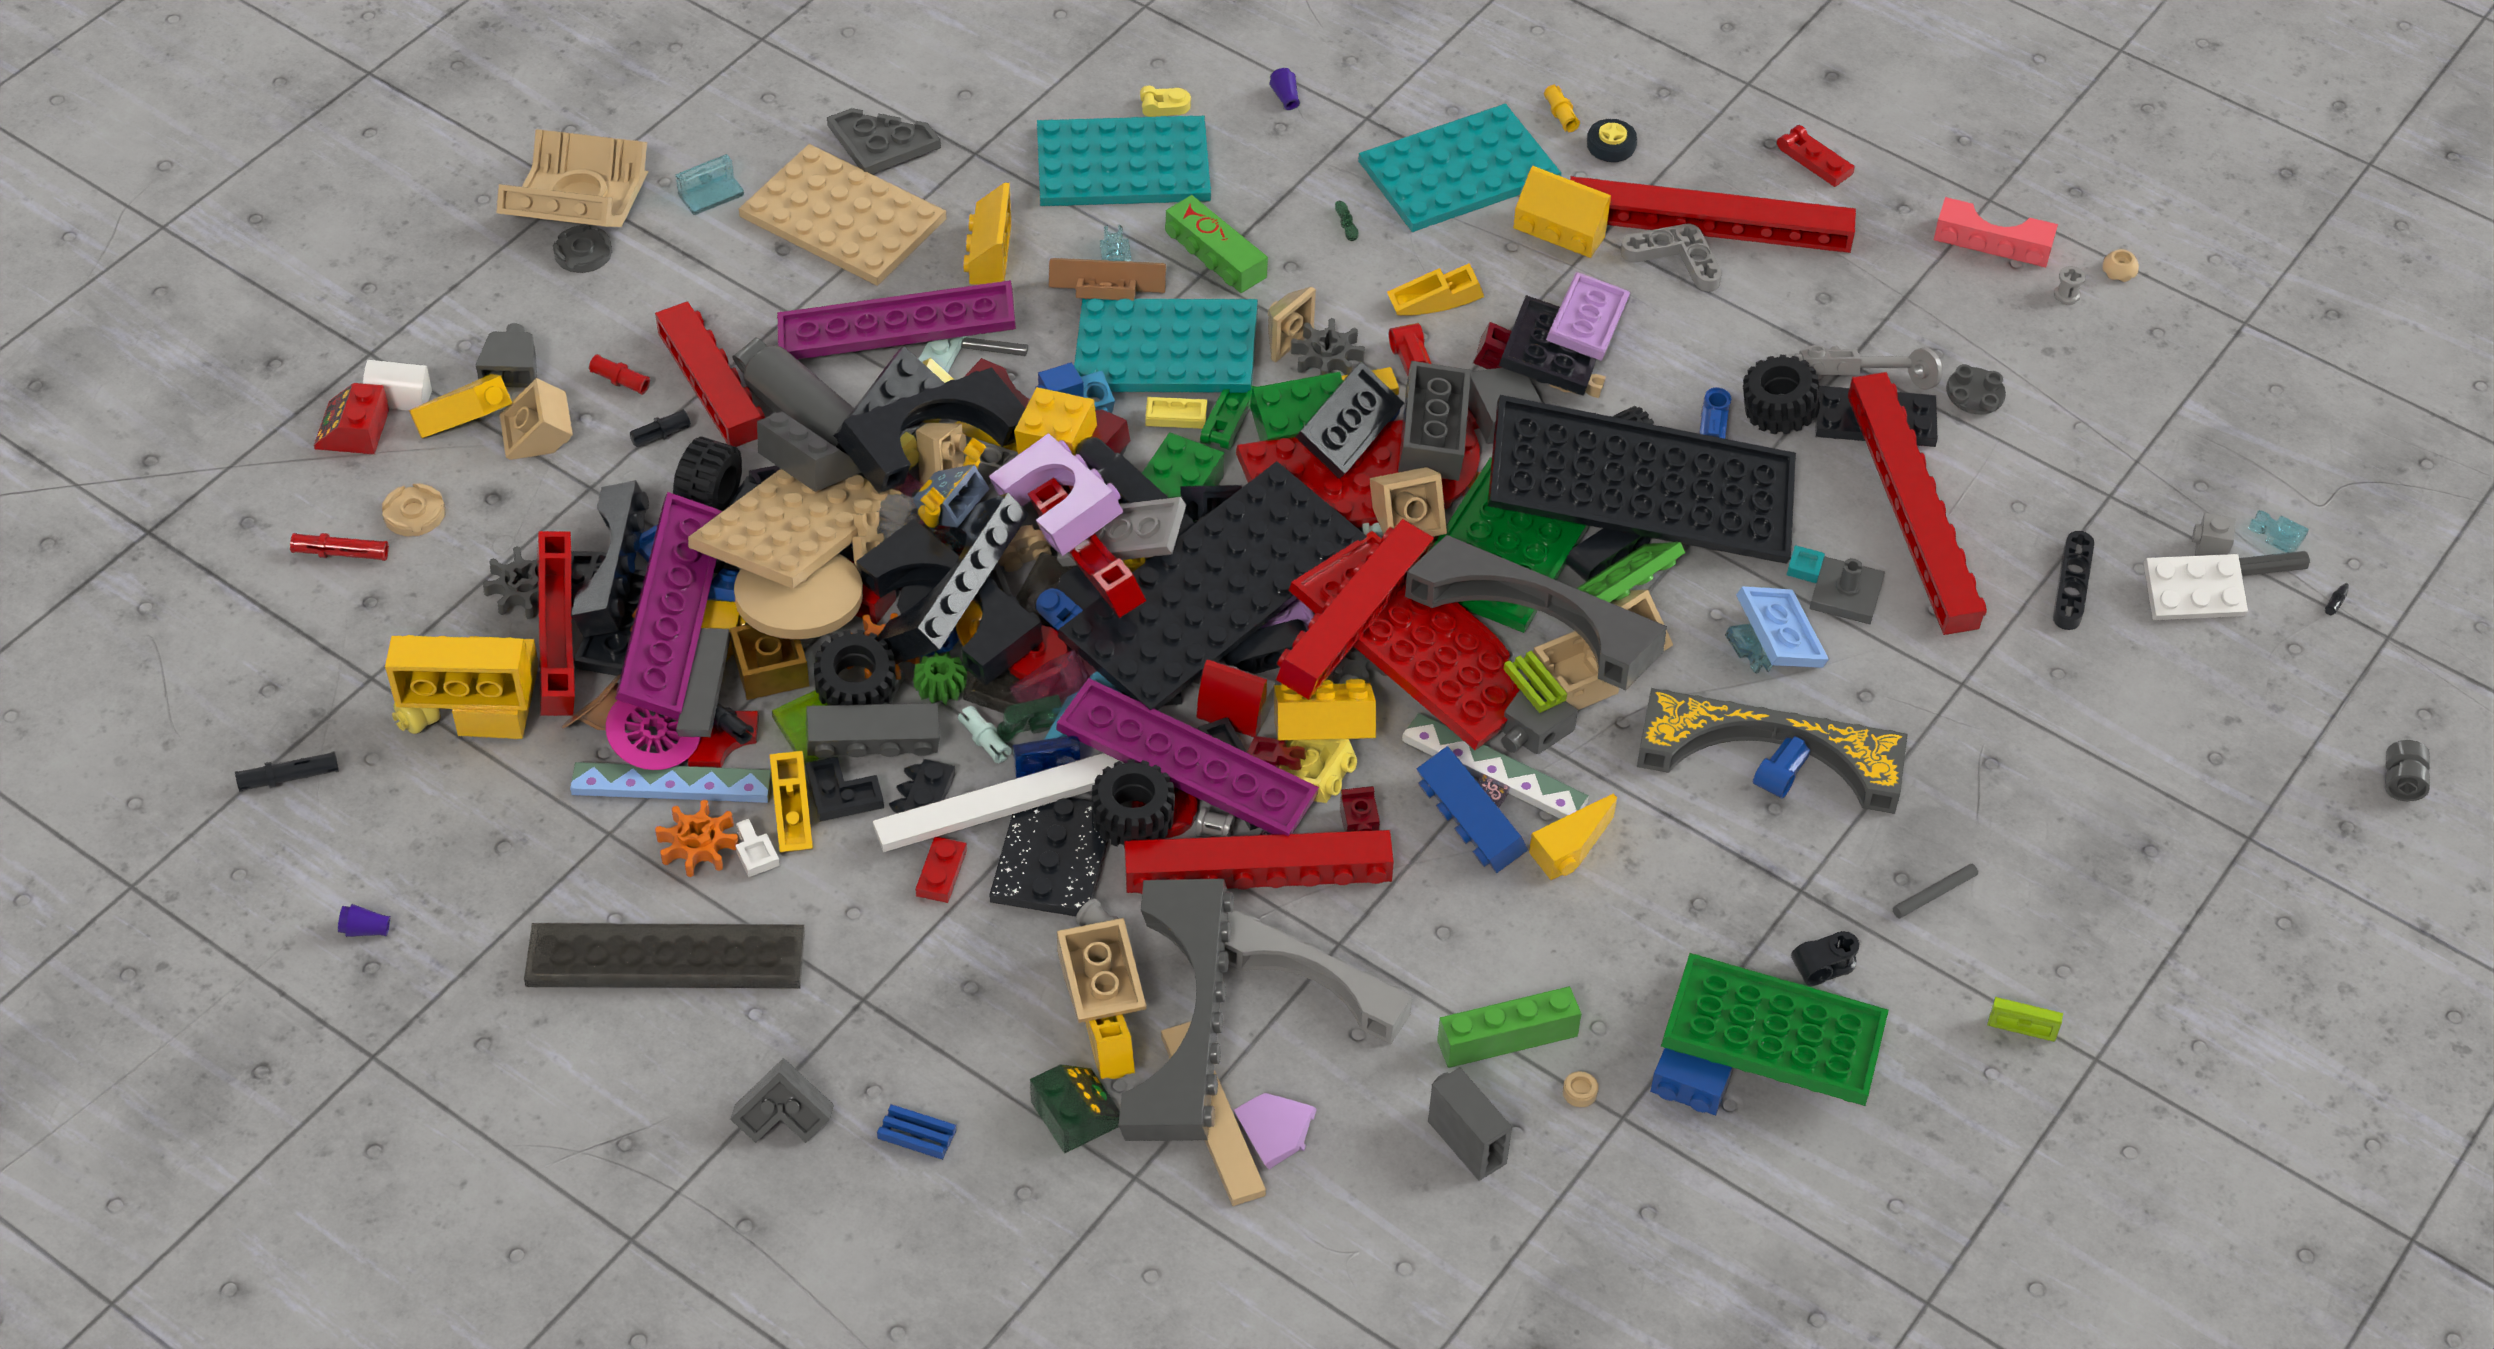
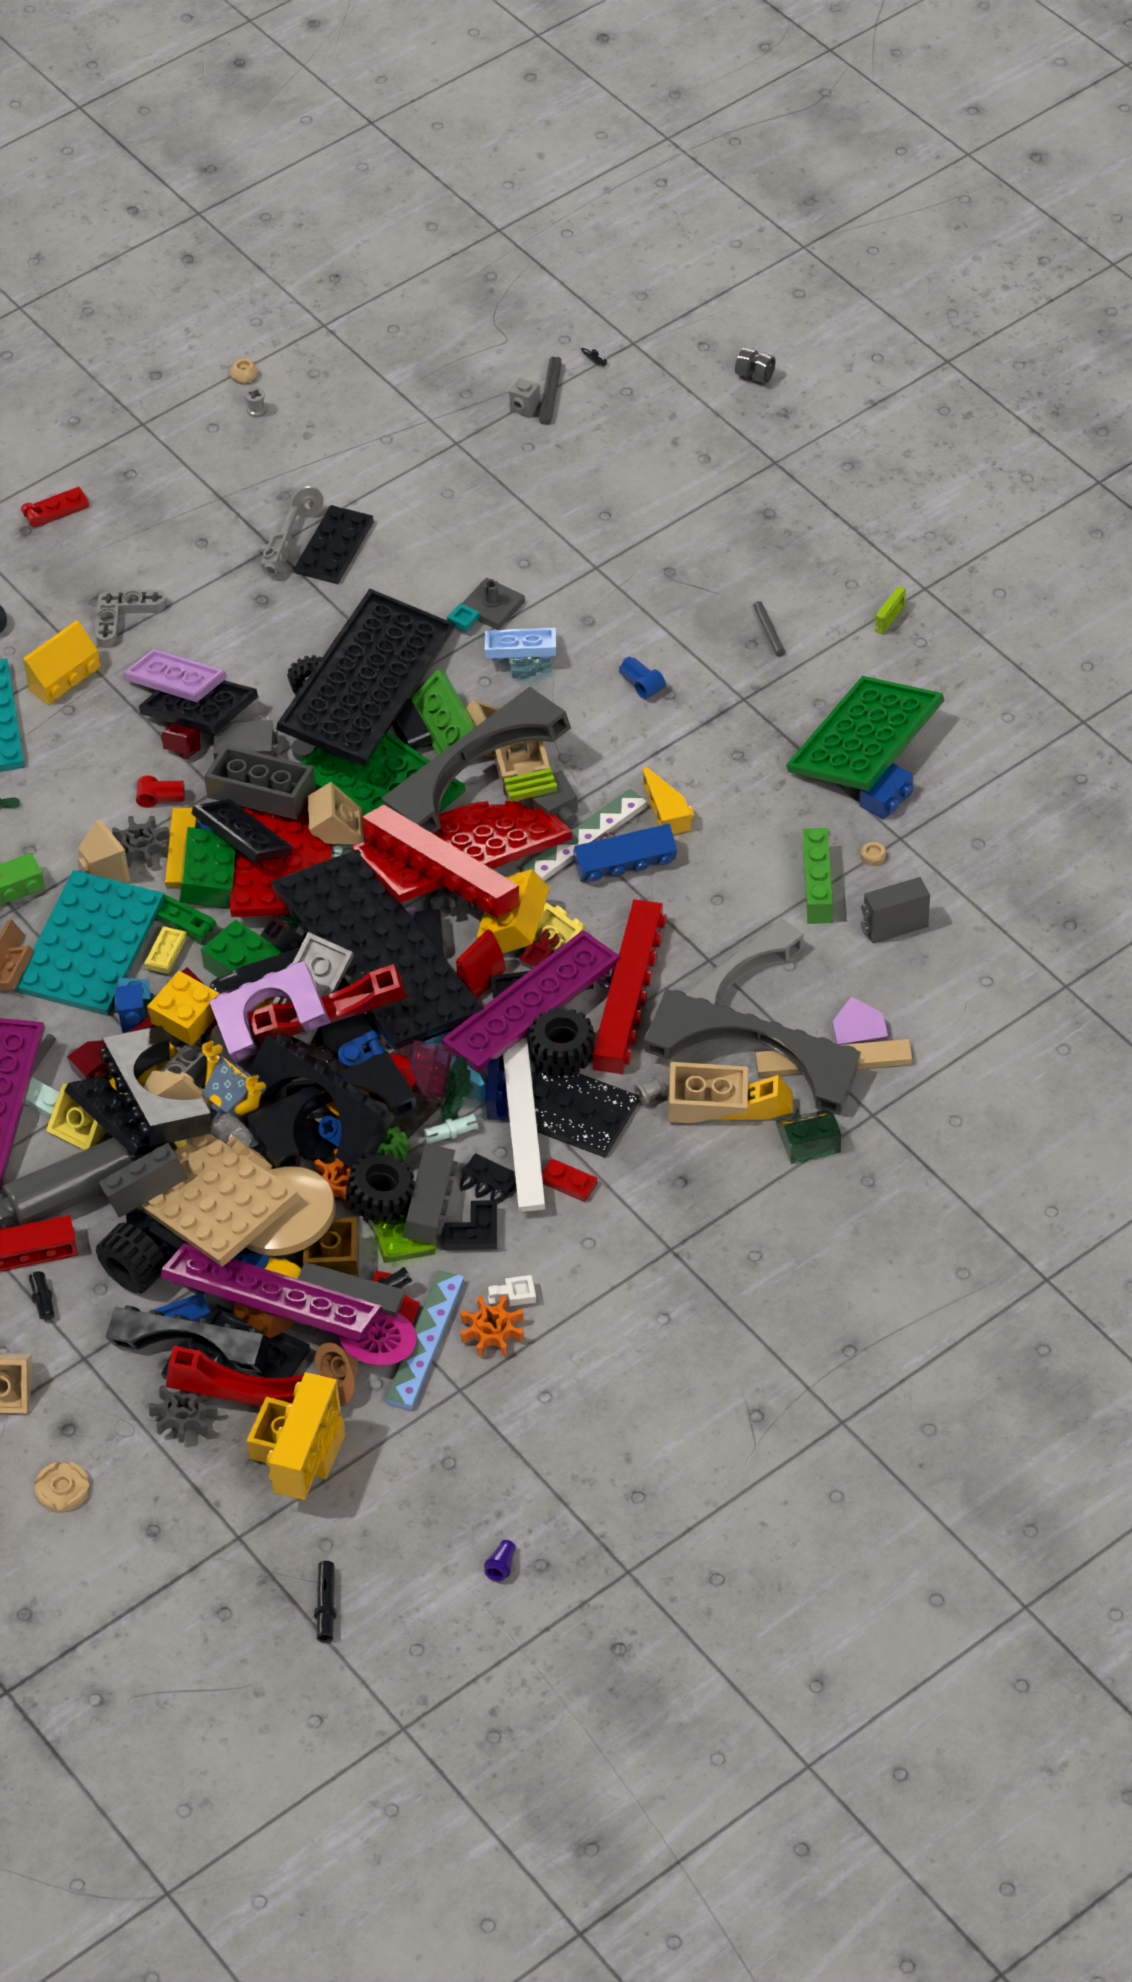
camera: 70 degrees left, 0 degrees up
(335, 546) = (83, 1551): red pin -> none
(415, 718) = (296, 1508): light yellow piece -> none
(665, 955) = (597, 1364): clear smoke plate -> none
(785, 1097) = (757, 1309): dark grey panel -> none
(791, 801) = (474, 1259): yellow slope -> none
(918, 1126) = (789, 1231): blue tile -> none
(1214, 824) = (587, 1002): light grey bush -> none
(1359, 809) = (605, 919): dark red brick -> none
(1436, 292) = (105, 762): yellow slope -> none
(1715, 412) = (298, 630): blue piece -> none
(1728, 215) = (101, 568): red brick -> none
(1786, 411) = (301, 569): black tyre -> none
(1823, 958) = (810, 695): black piece -> none
(1862, 755) = (647, 632): dark grey arch -> none
(1916, 504) = (433, 539): red brick -> none
(1964, 228) = (170, 443): coral arch -> none
(1976, 389) = (334, 481): dark grey dish -> none
(2073, 579) = (552, 492): black beam -> none
(2195, 587) = (562, 420): white plate -> none
(2281, 533) = (526, 364): clear light blue plate -> none

